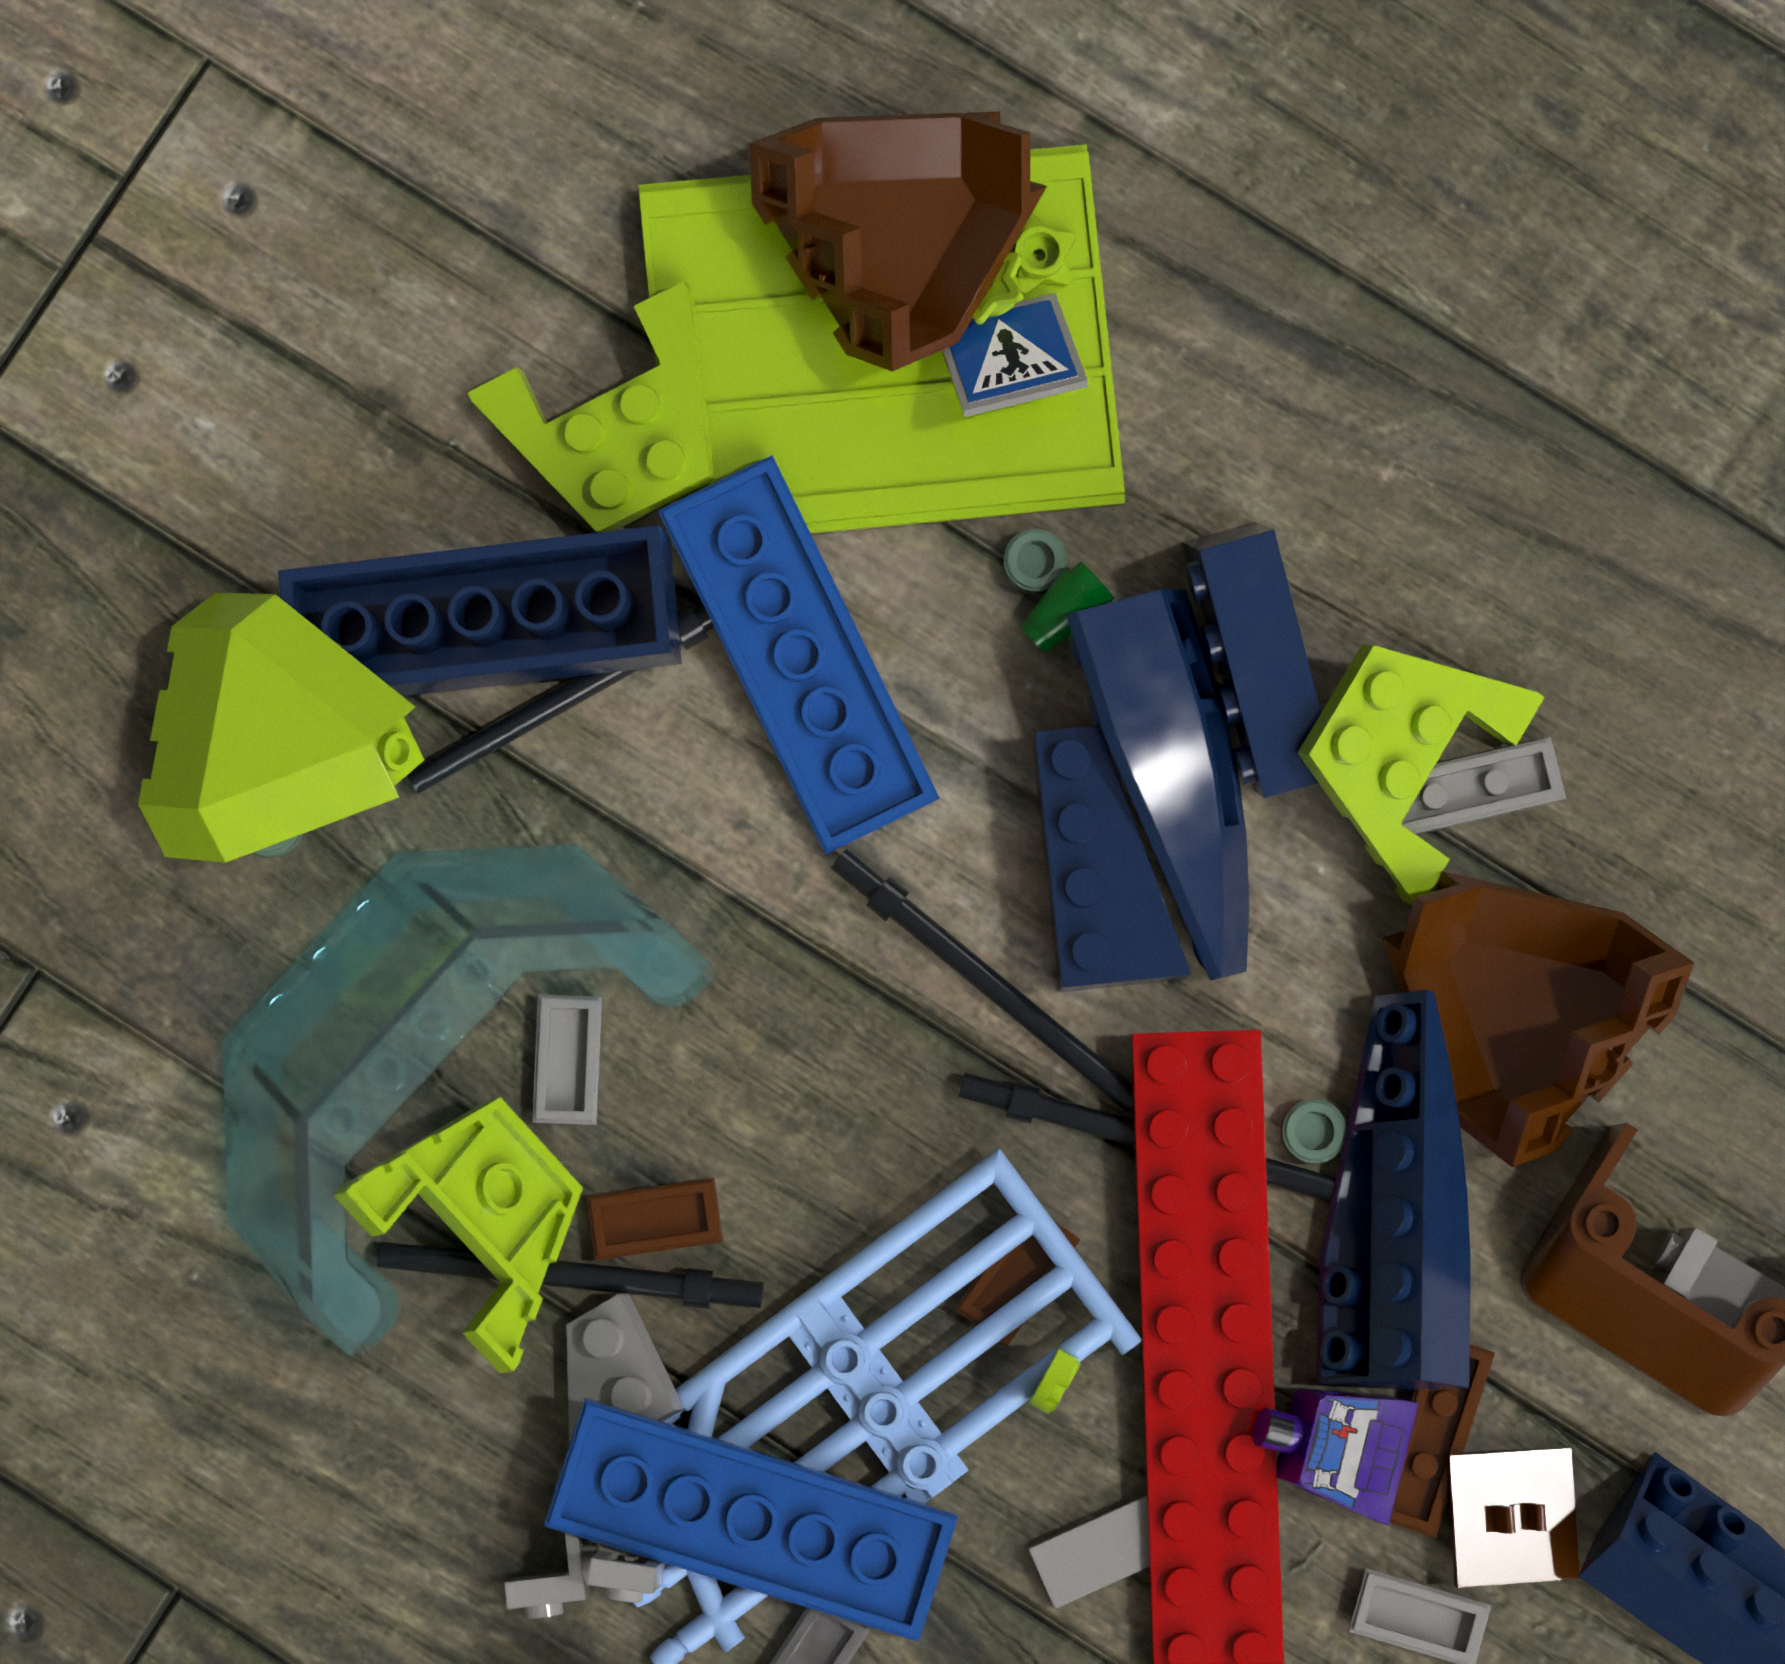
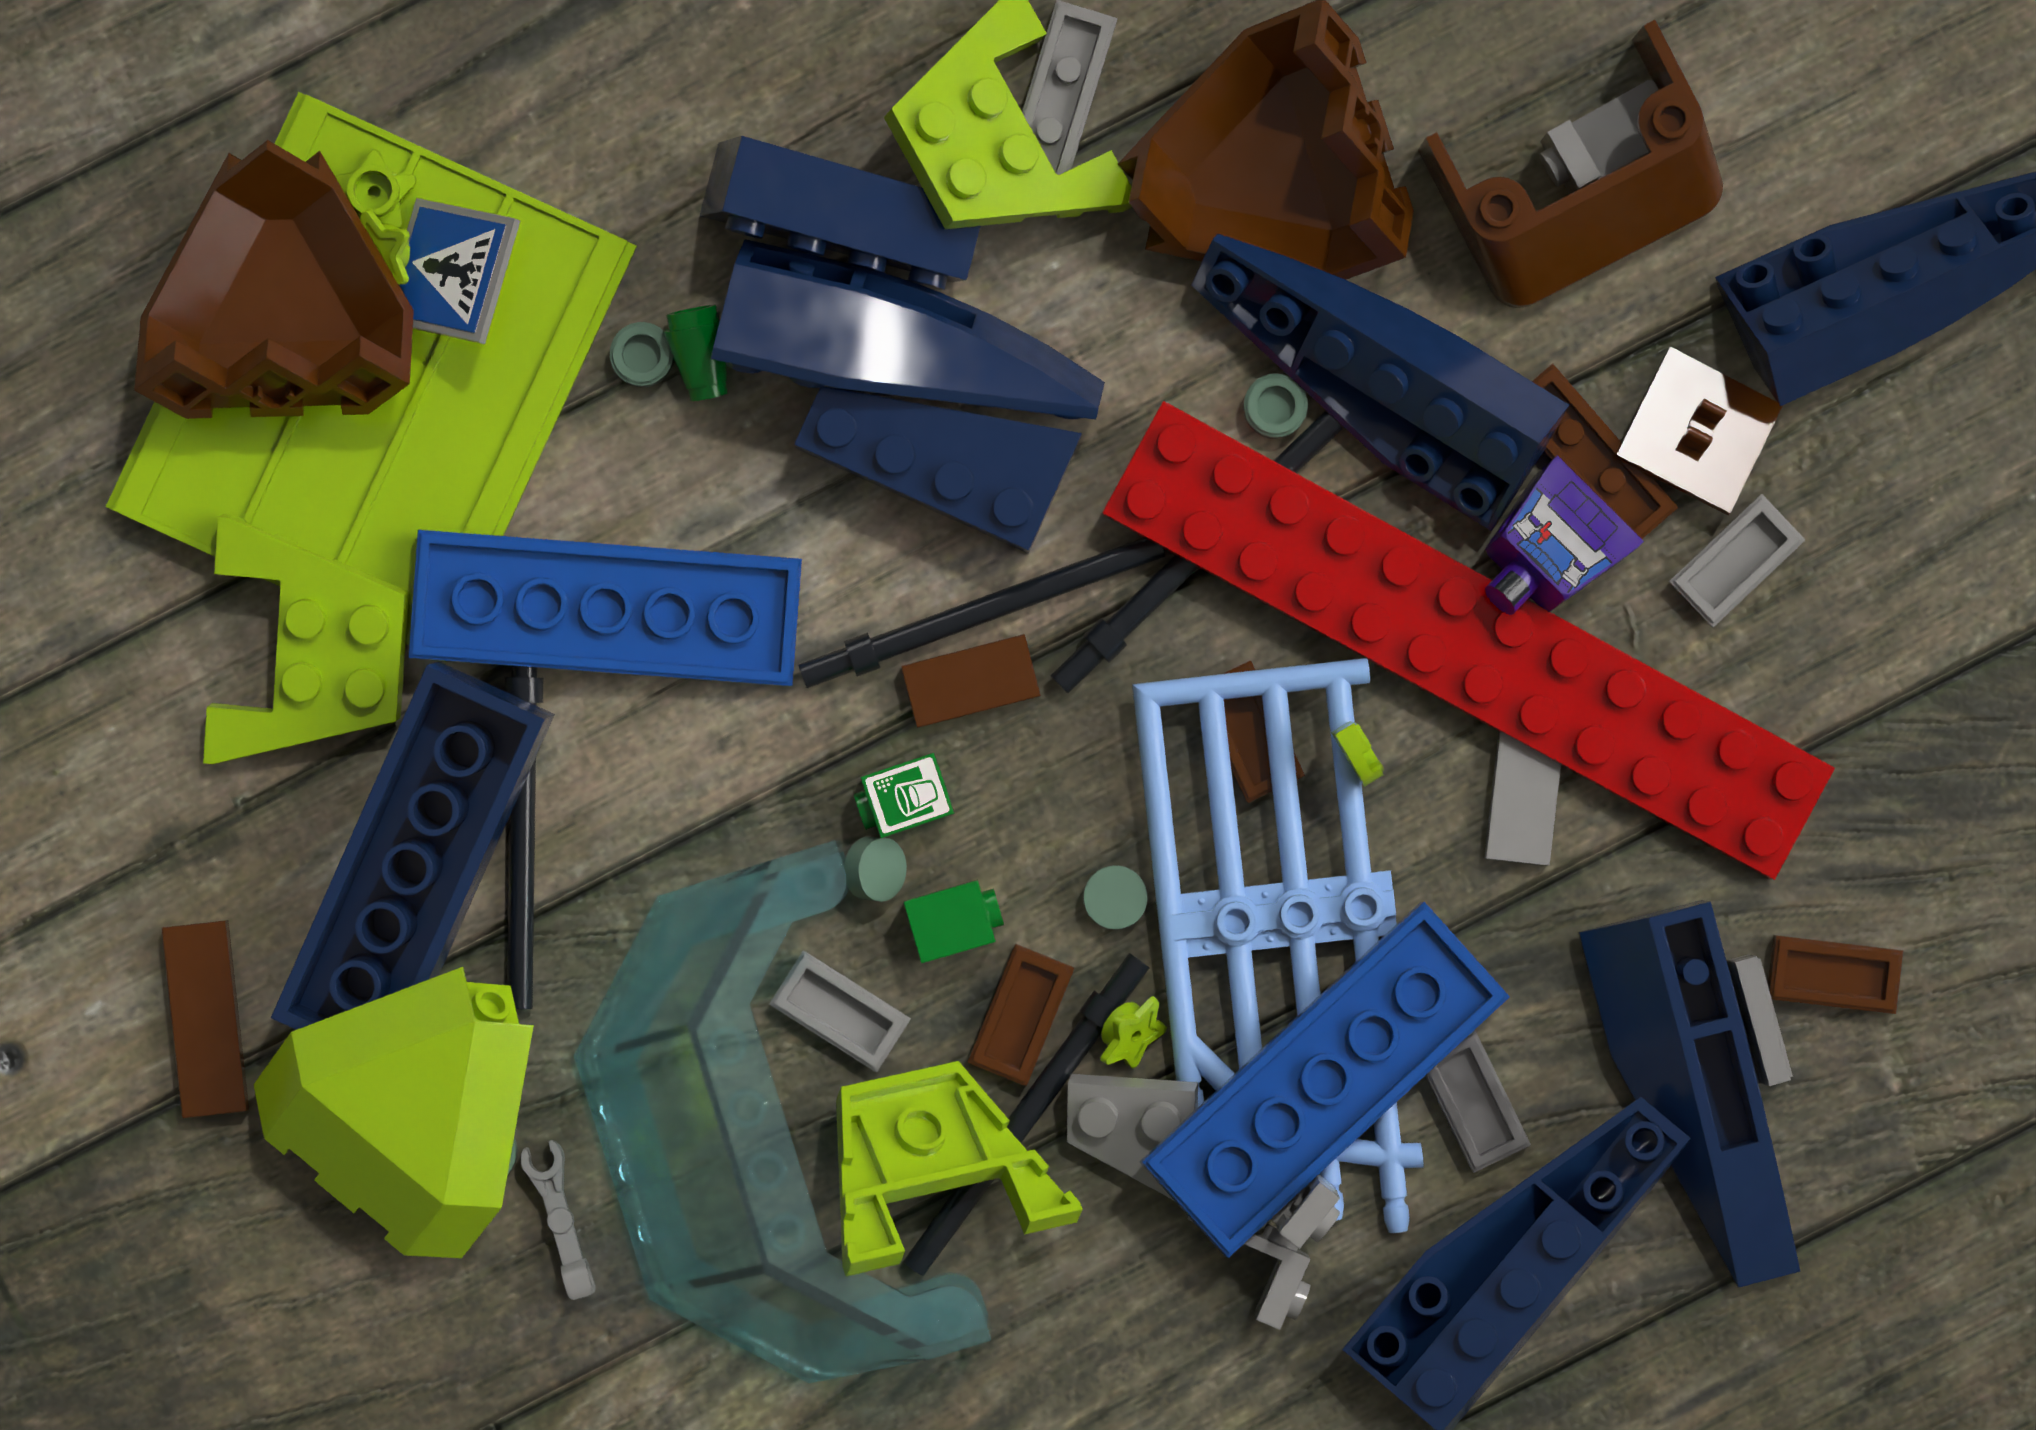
camera: 60 degrees left, 5 degrees up
(211, 961) = (550, 1184): none -> light grey piece
(248, 521) = (205, 1019): none -> reddish brown tile
(695, 1323) = (1130, 1032): none -> lime plate
(702, 1111) = (953, 920): none -> green brick
(708, 1017) = (875, 868): none -> sand green tile
(786, 1006) = (904, 796): none -> brick
(805, 1241) = (1115, 897): none -> sand green tile
(920, 1006) = (971, 681): none -> reddish brown tile

